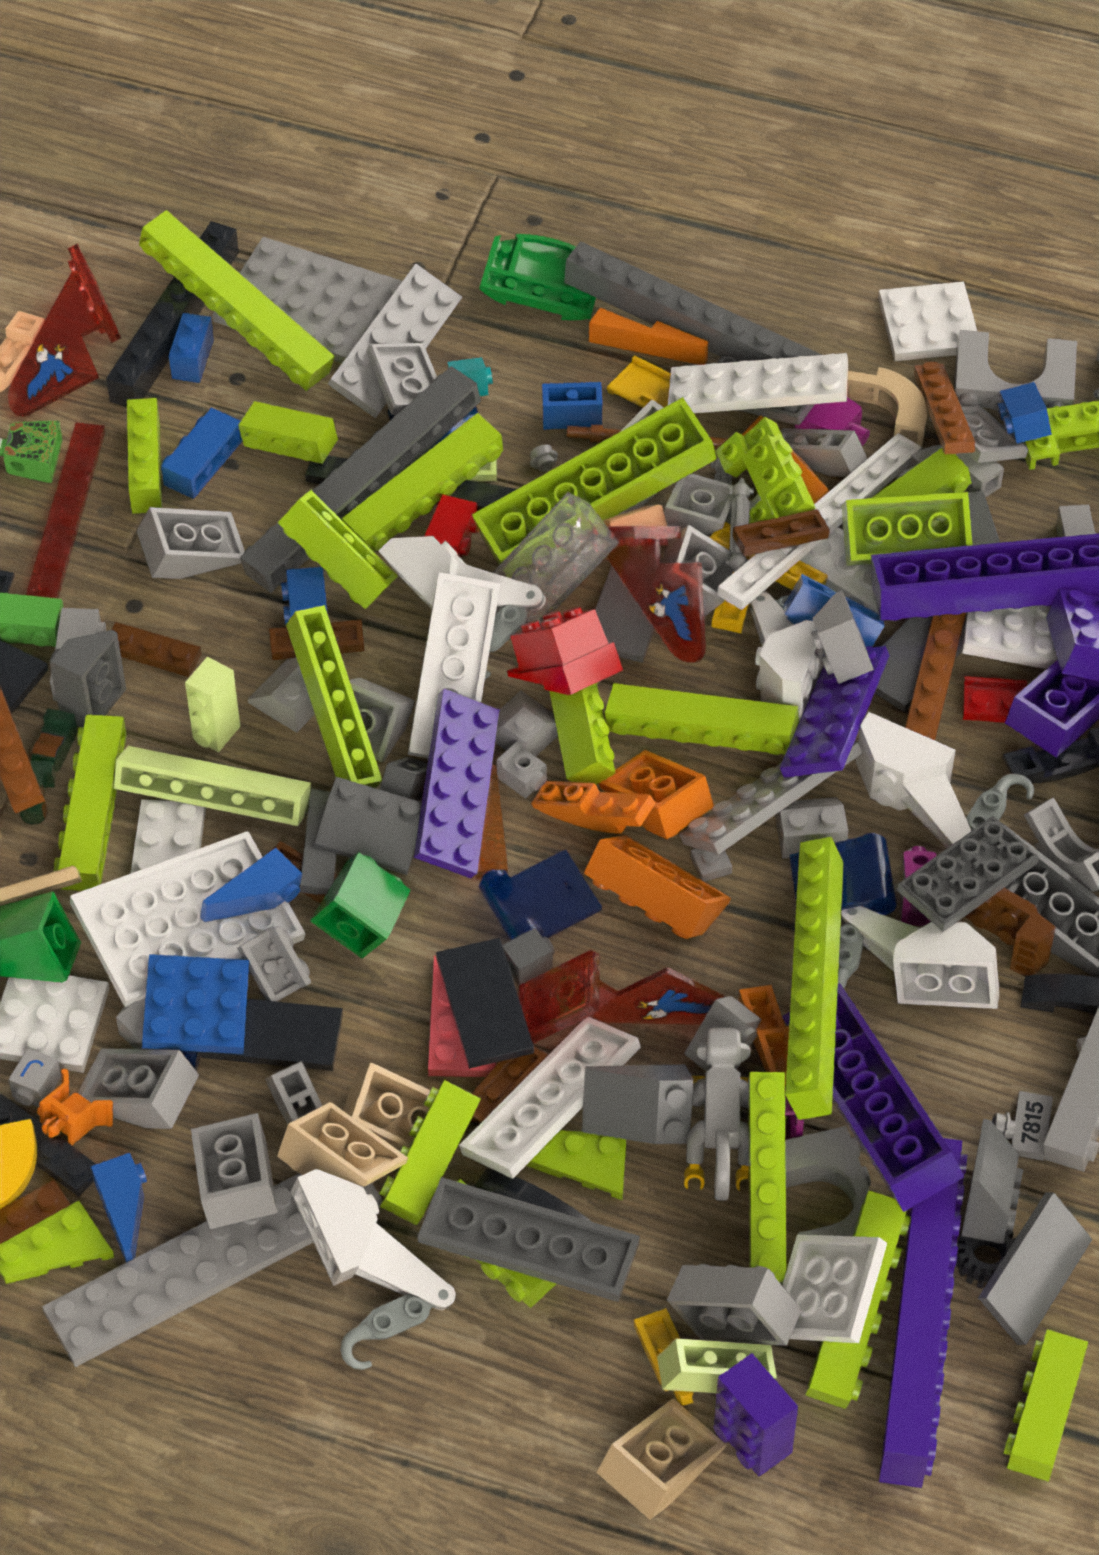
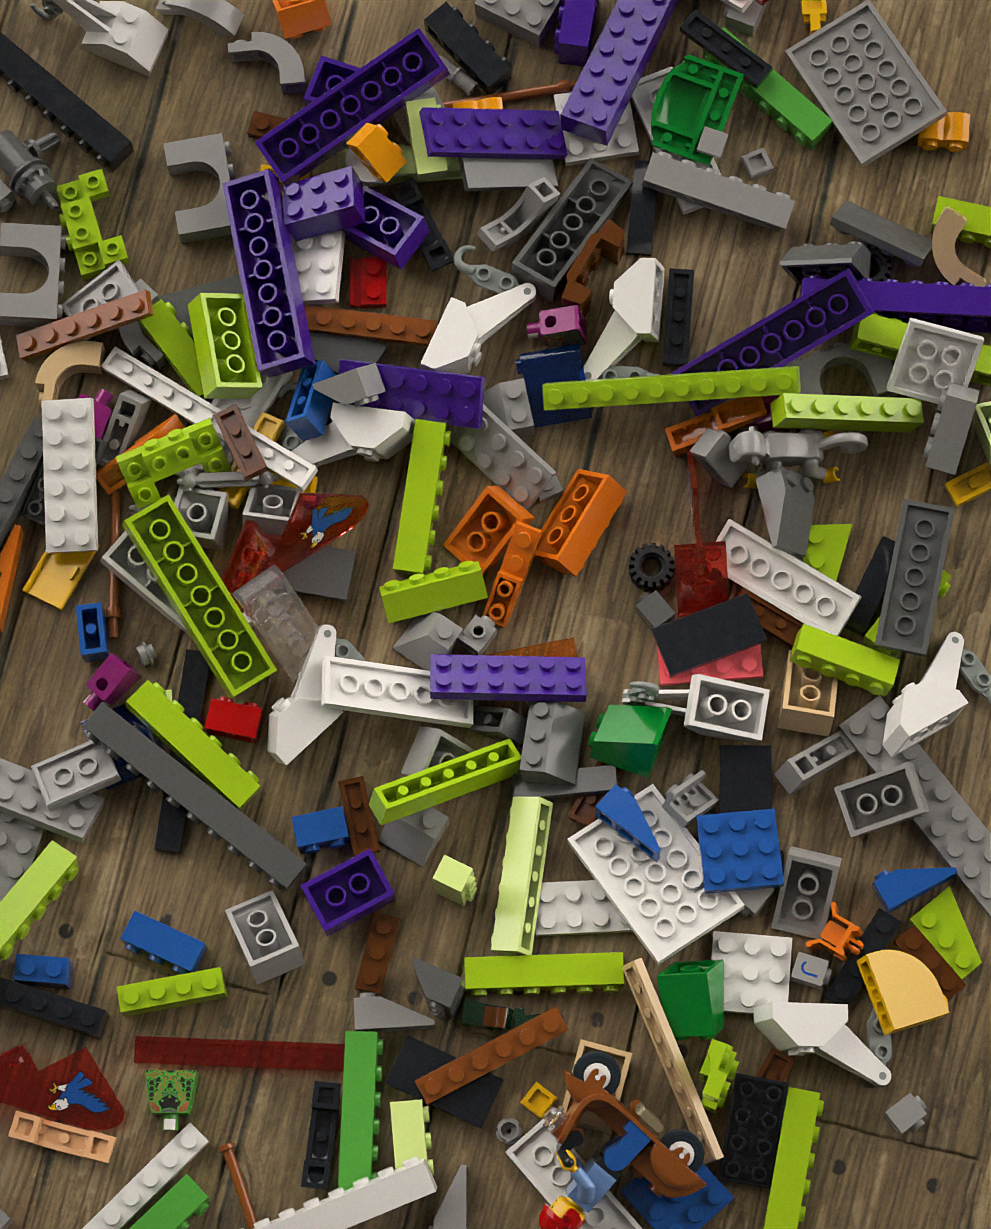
camera: 90 degrees left, 20 degrees up
(225, 615) = (348, 892): none -> dark purple brick
(288, 432) = (140, 870): lime brick -> none
(337, 549) = (282, 802): lime brick -> none
(339, 1146) = (865, 717): tan slope -> none
(389, 986) = (713, 706): none -> white slope
(476, 371) = (64, 724): teal brick -> none
(515, 419) = (114, 673): none -> magenta torso
(540, 897) = (598, 613): clear blue door -> none
(564, 652) = (376, 606): piece -> none
(606, 948) = (651, 552): none -> black tyre
(645, 516) = (223, 564): light nougat slope -> none
(929, 1022) = (678, 317): none -> black plate
(968, 873) = (570, 281): dark grey tile -> none
(999, 1342) = (943, 247): none -> tan arch
(1004, 1124) = (762, 263): light grey plate -> none
(1024, 413) = (85, 261): blue brick -> none
(1032, 1124) = (756, 243): light grey tile -> none

